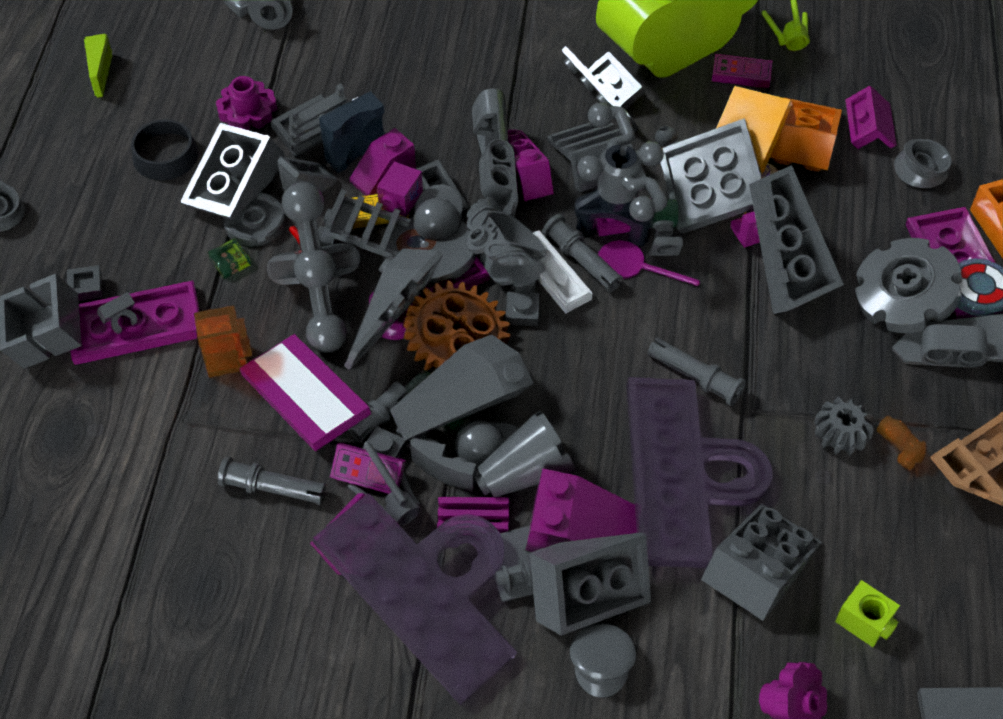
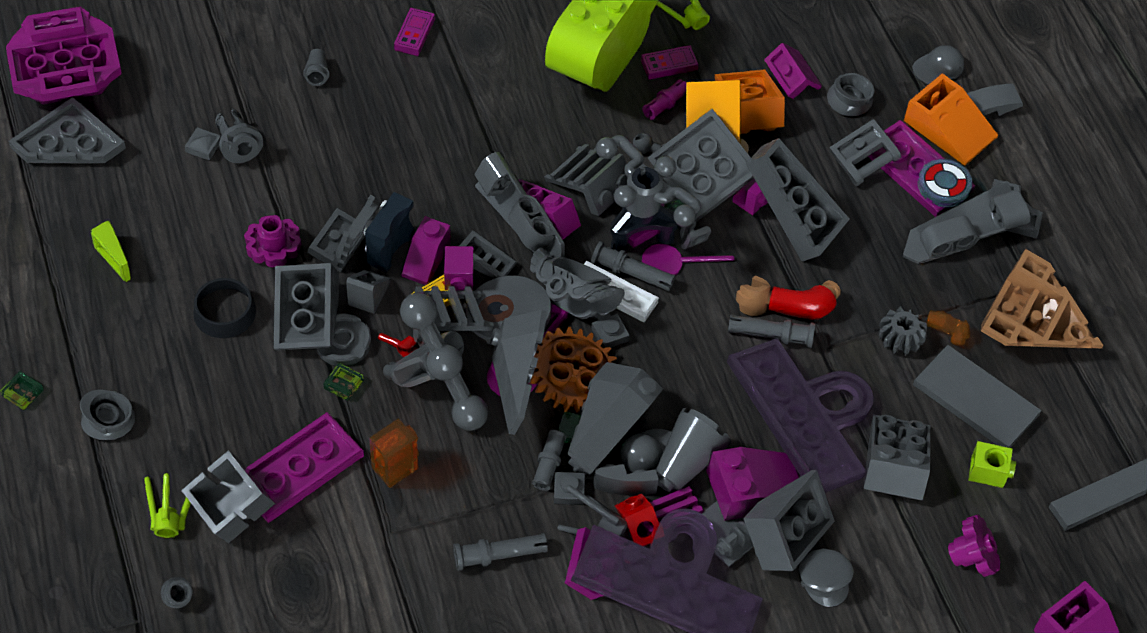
camera: 30 degrees left, 0 degrees up
(86, 282) = (238, 446): dark grey plate -> none
(116, 309) = (285, 462): dark grey tile -> none
(305, 392) = (482, 467): tile -> none
(356, 467) = (567, 509): magenta tile -> none
(430, 499) = (635, 511): none -> red bracket
(438, 212) = (499, 276): dark grey cap -> none
(609, 79) = (571, 109): bracket -> none
(713, 104) = (665, 99): none -> magenta pin
(750, 358) = (800, 304): none -> piece
(895, 534) = (977, 397): none -> dark grey tile
(901, 216) = (861, 145): none -> dark grey plate
(909, 285) = (897, 219): dark grey piece -> none

